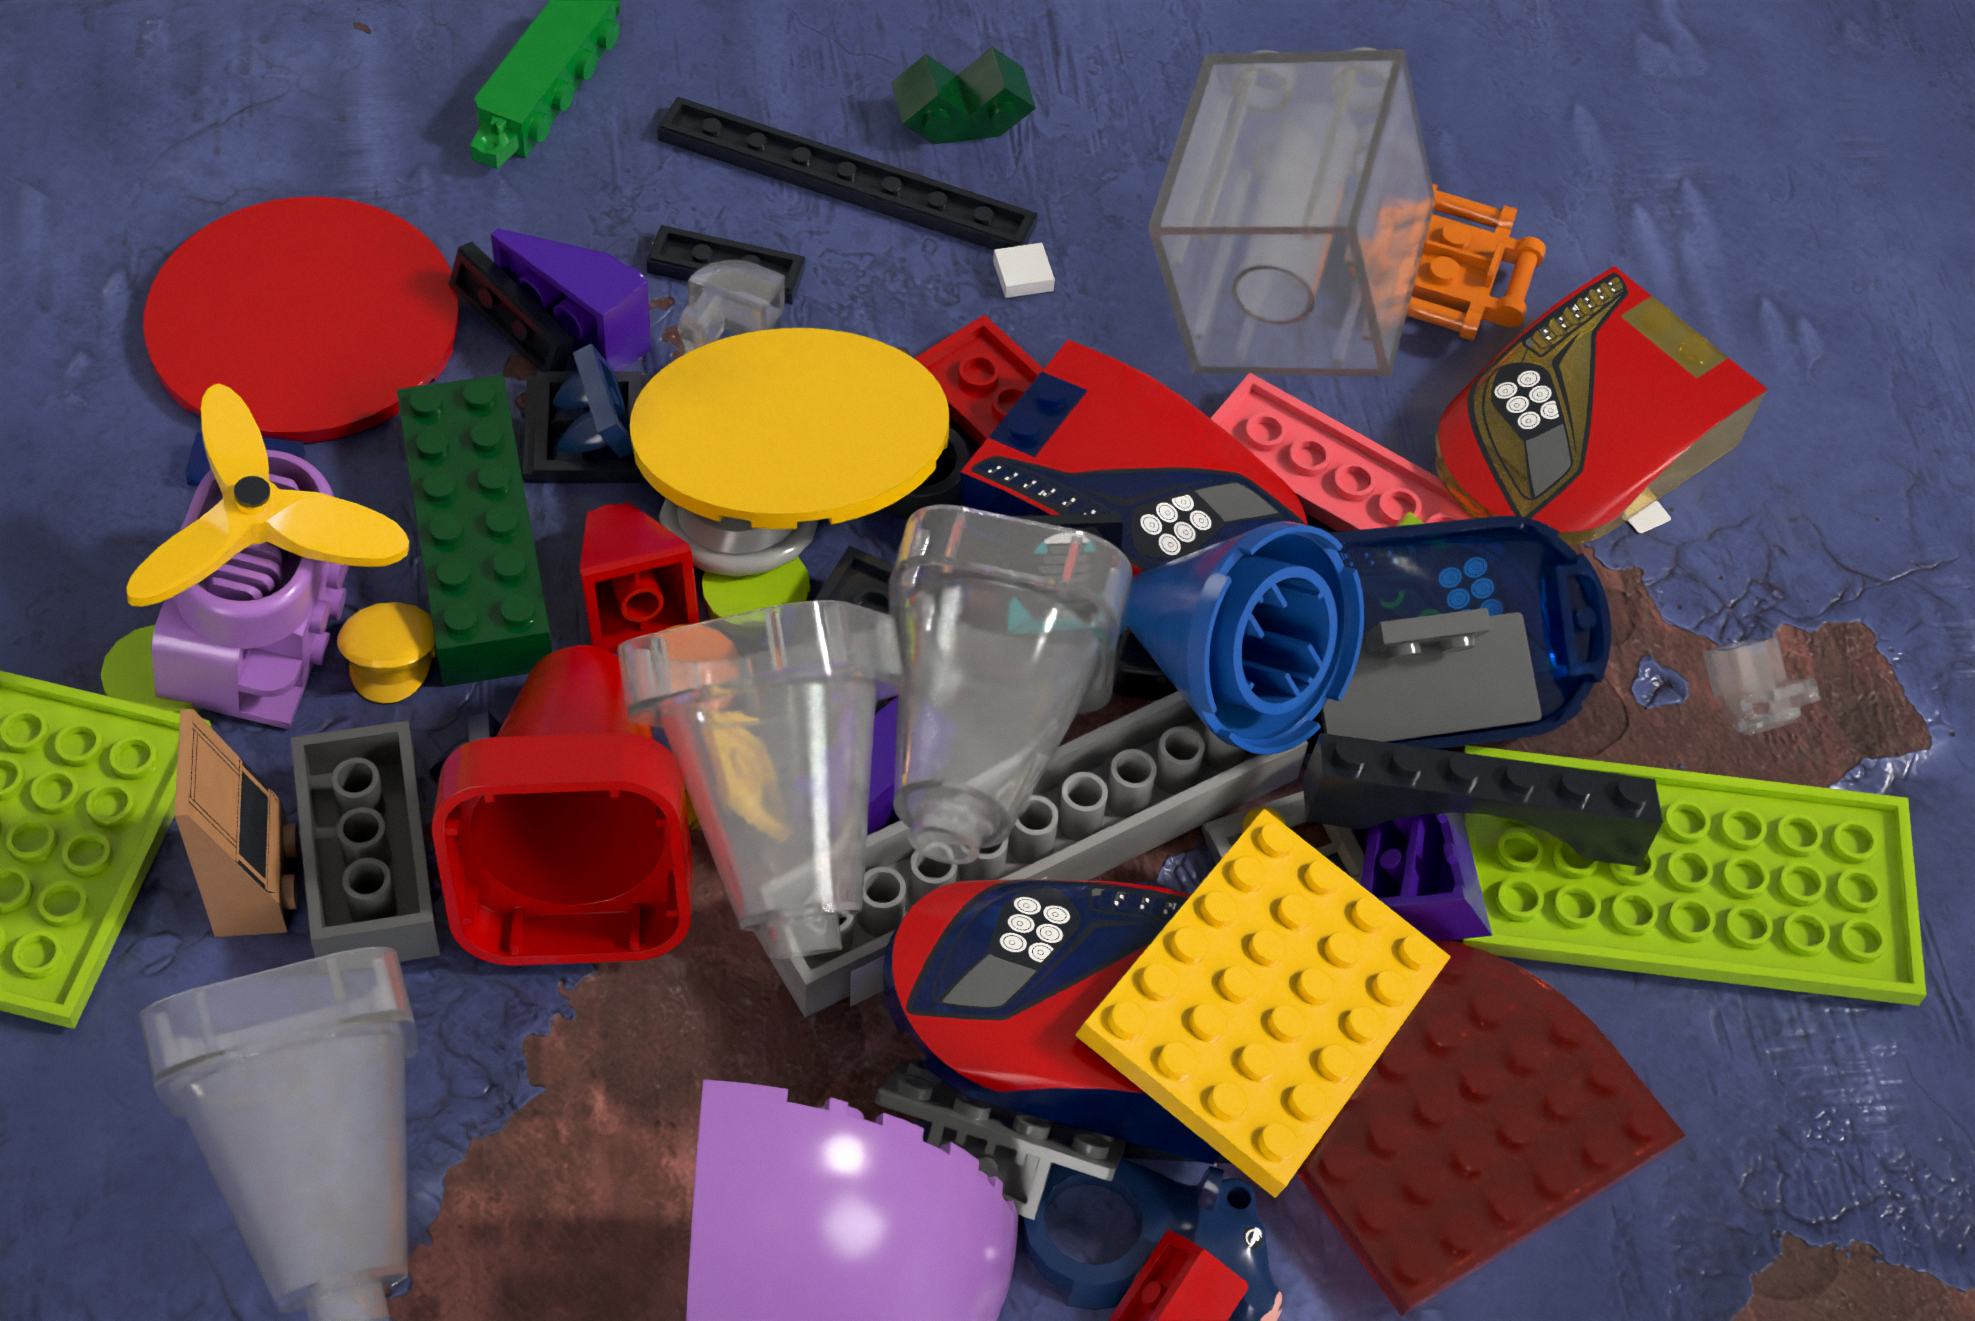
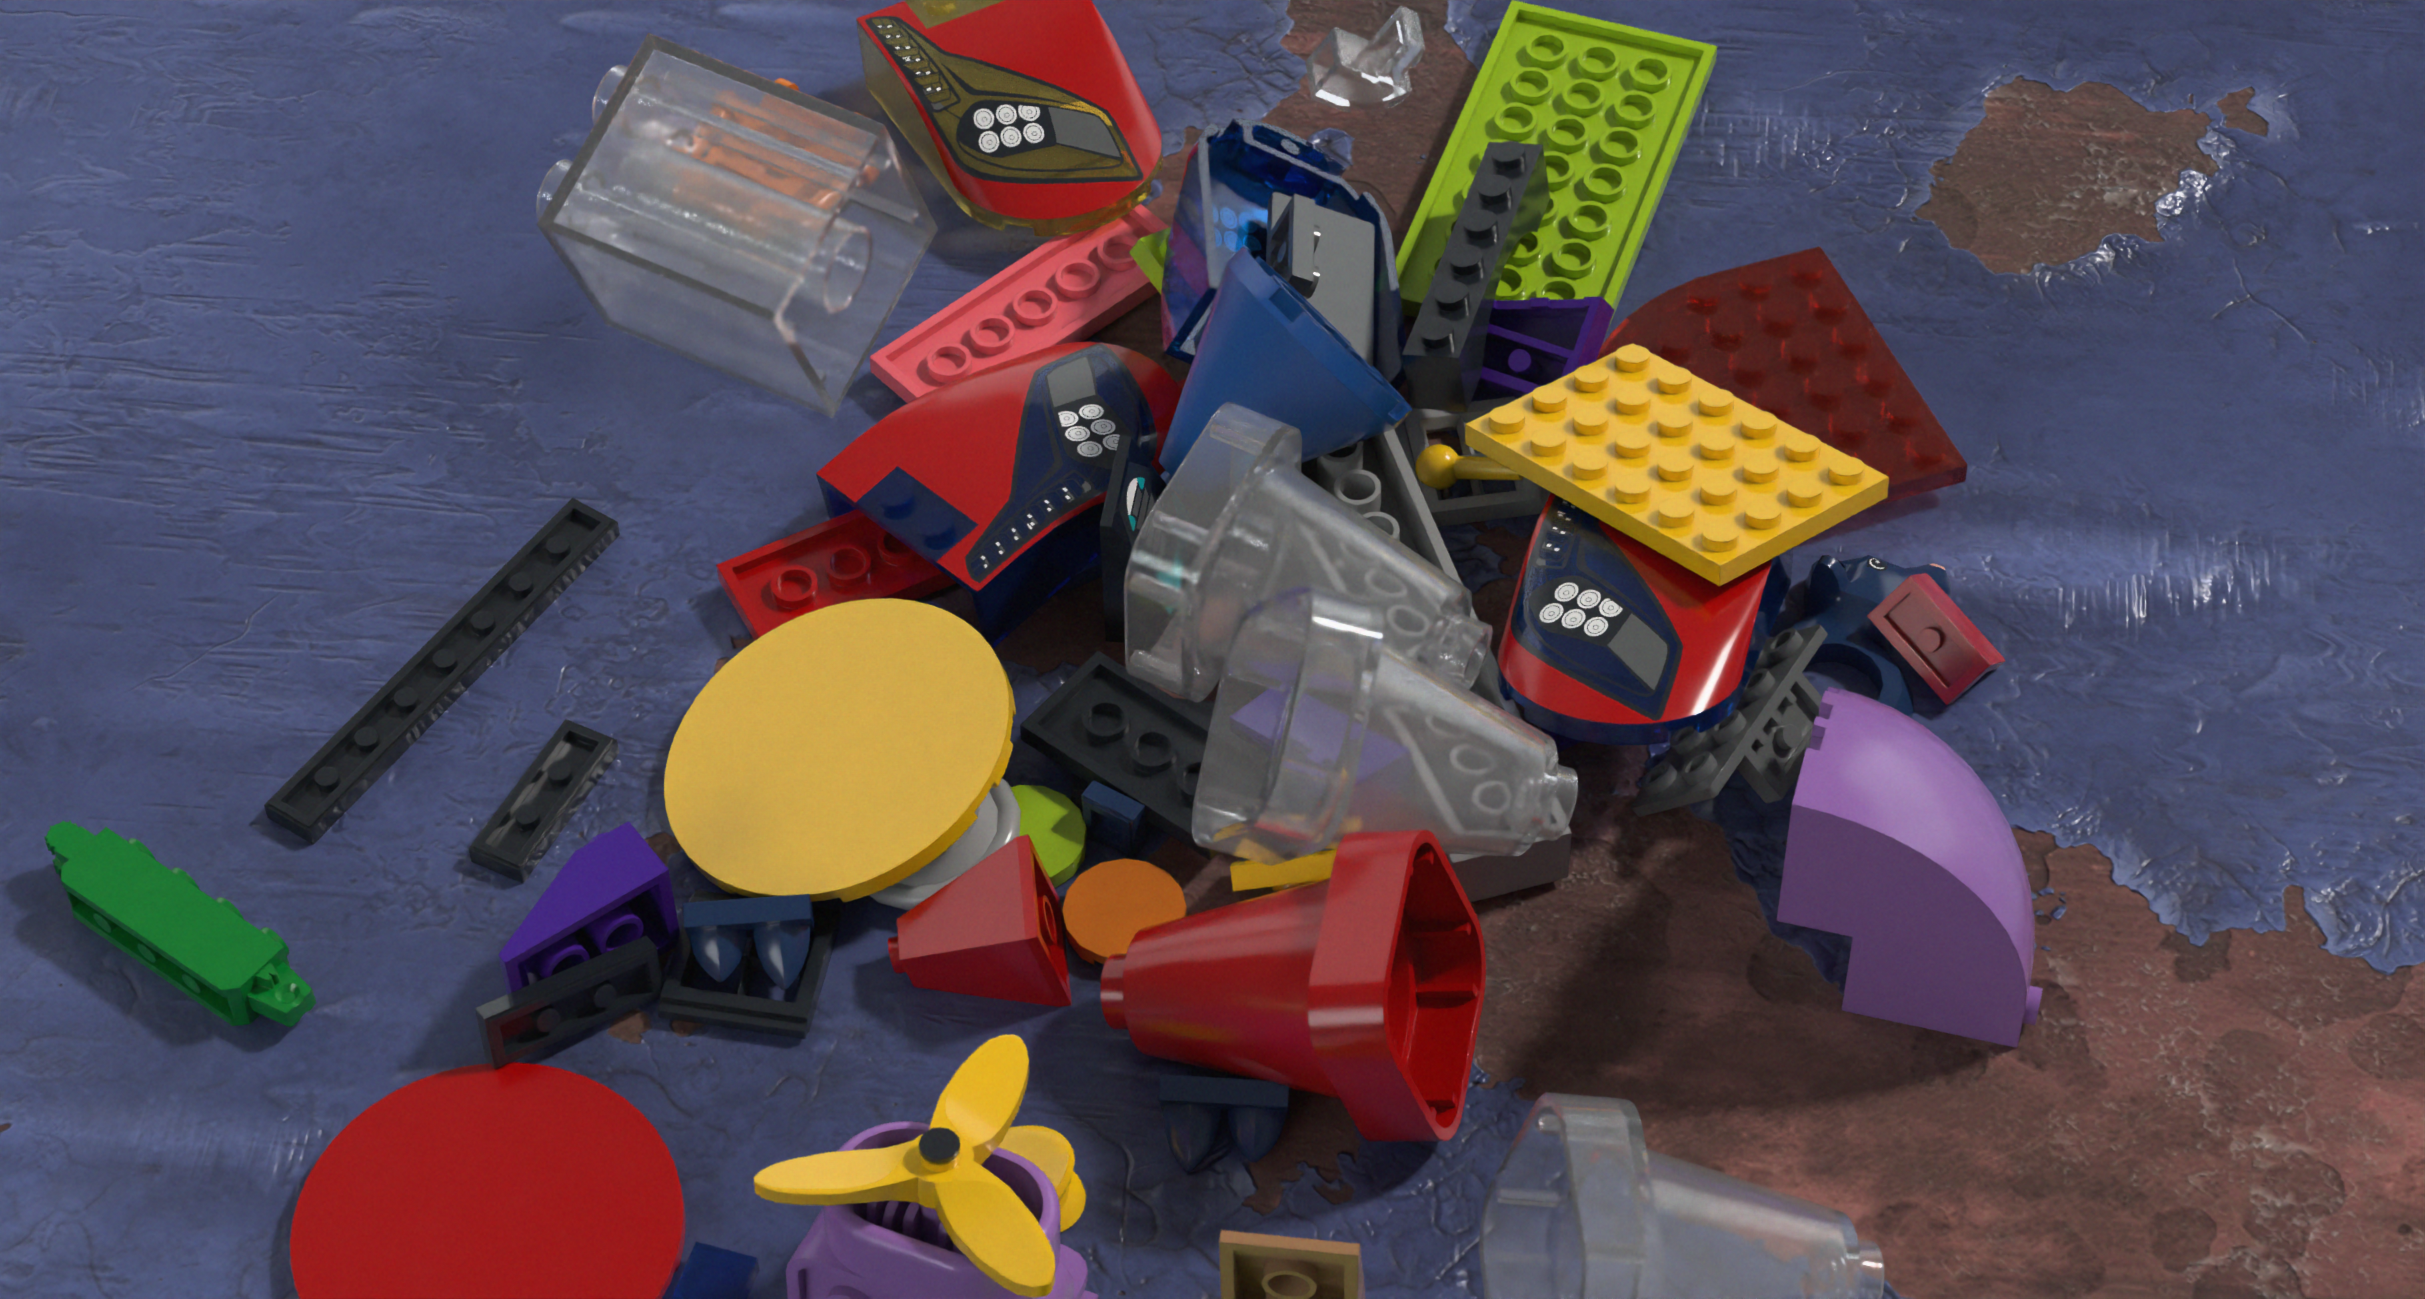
camera: 70 degrees left, 5 degrees down
(364, 841) = (1306, 1189): dark grey brick -> none
(474, 530) = (833, 1069): dark green brick -> none
(730, 297) = (620, 784): clear brick -> none
(967, 106) = (384, 523): dark green brick -> none
(1023, 270) = (647, 528): white tile -> none

